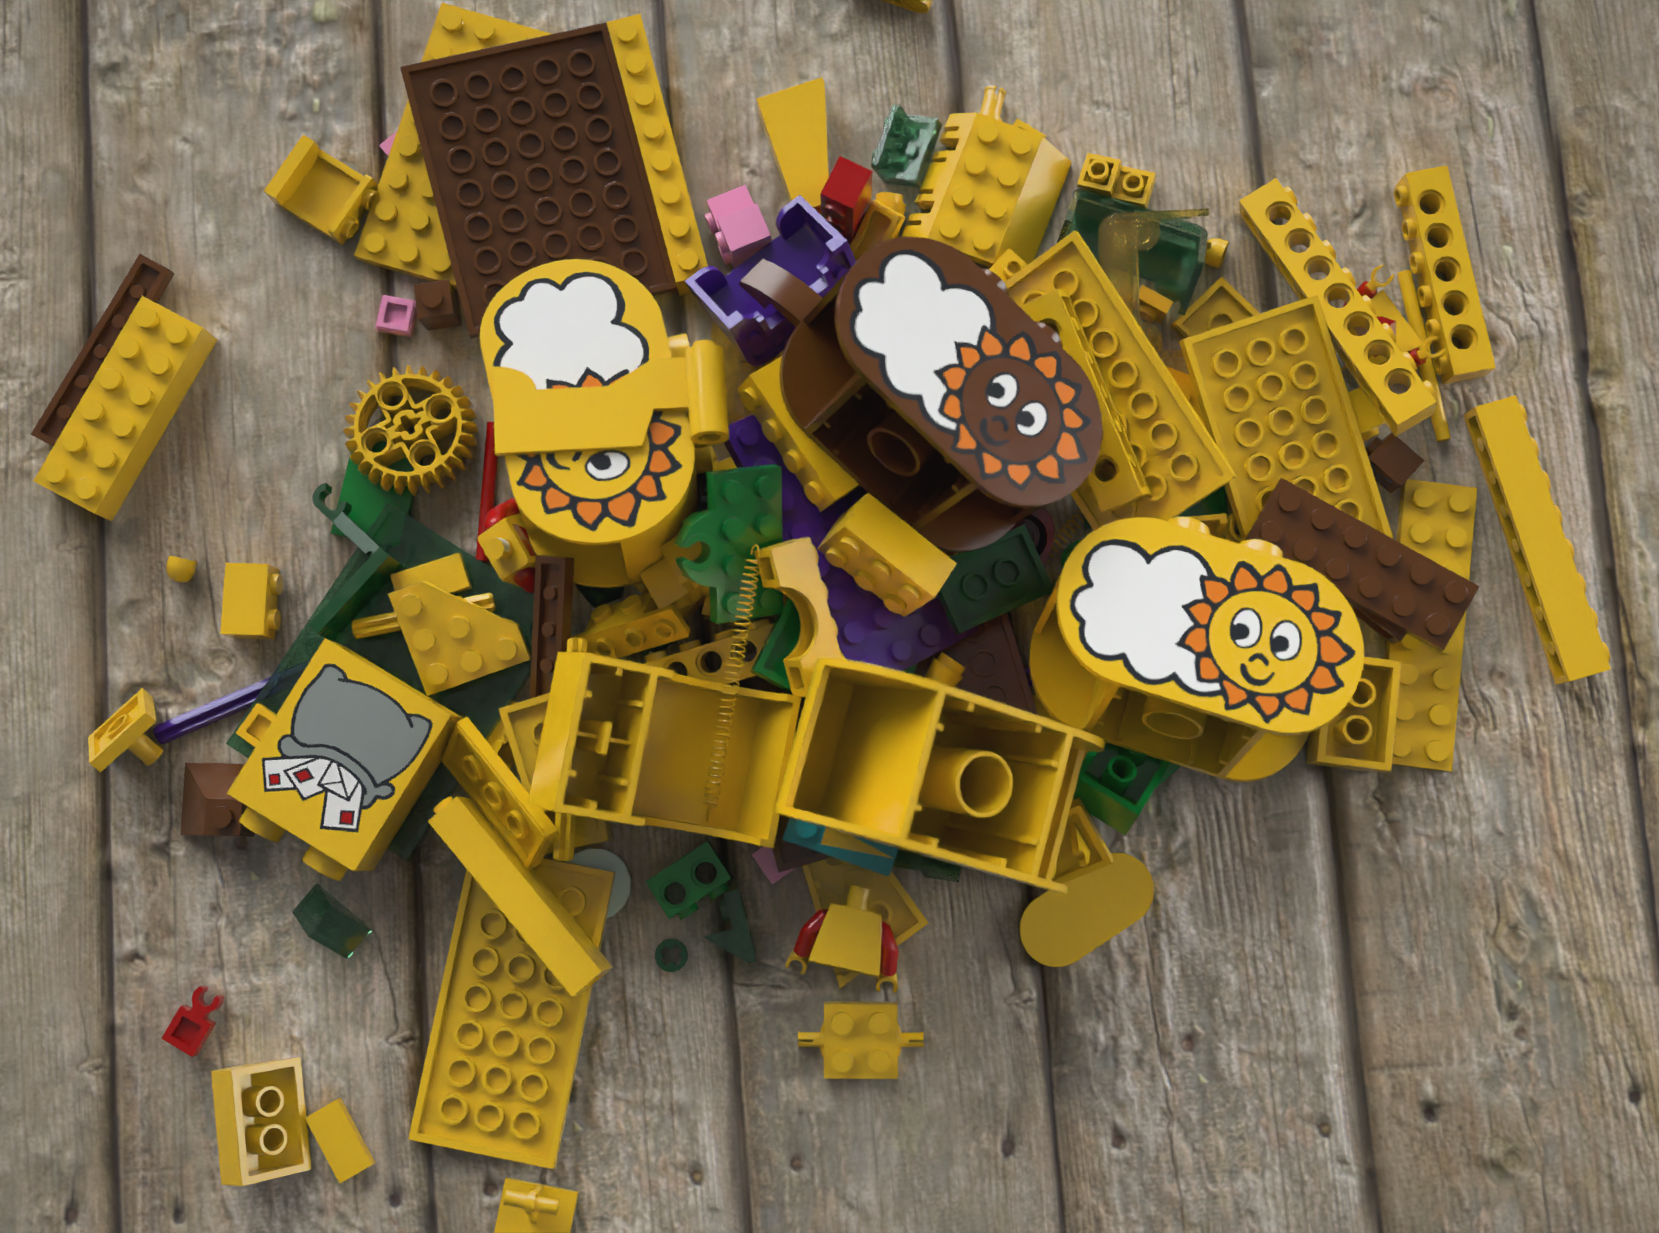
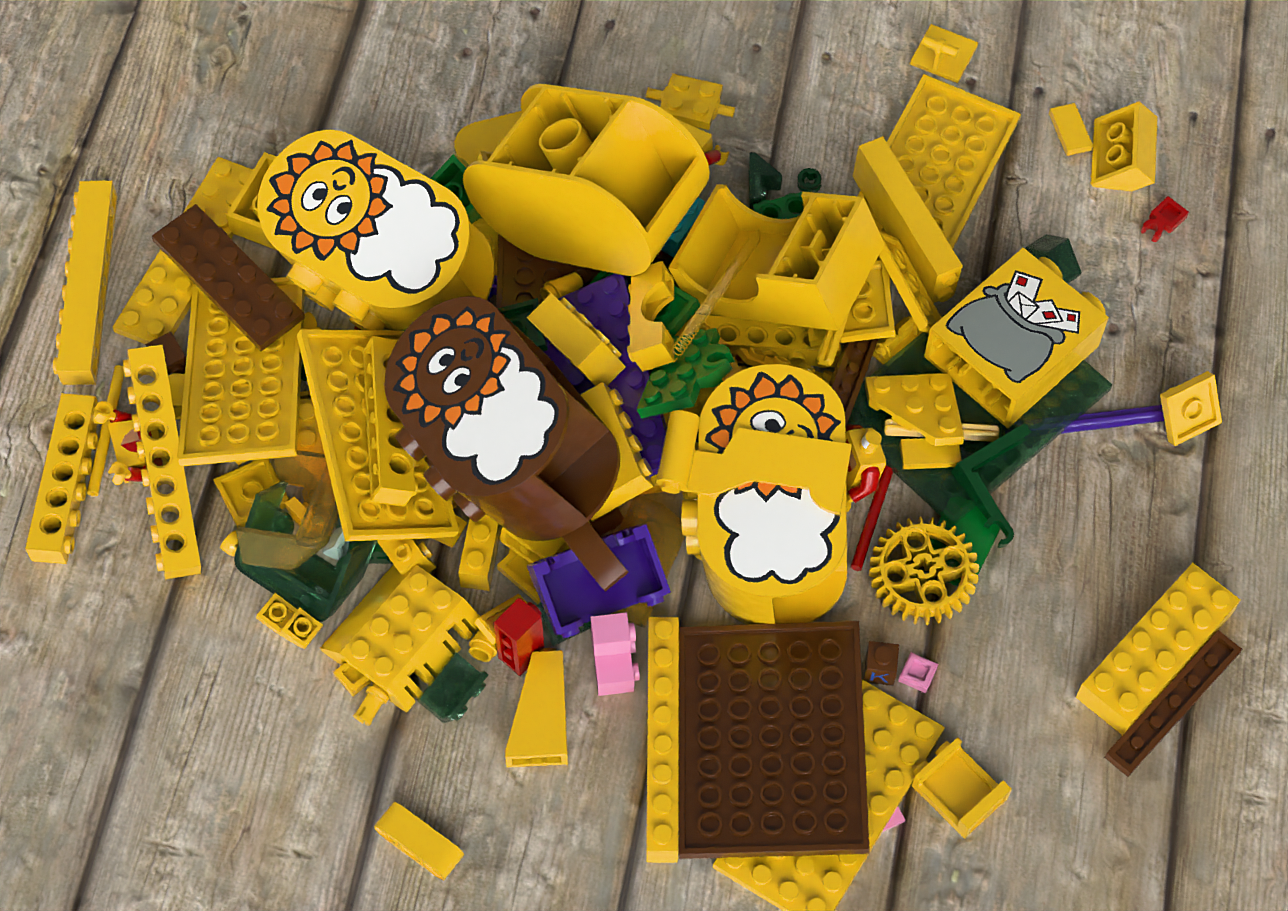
camera: 170 degrees left, 20 degrees down
(180, 569) = (1130, 521): yellow hinge -> none
(207, 806) = (1126, 352): reddish brown slope -> none
(251, 601) = (1077, 480): yellow brick -> none
(256, 724) = (1080, 380): yellow plate -> none

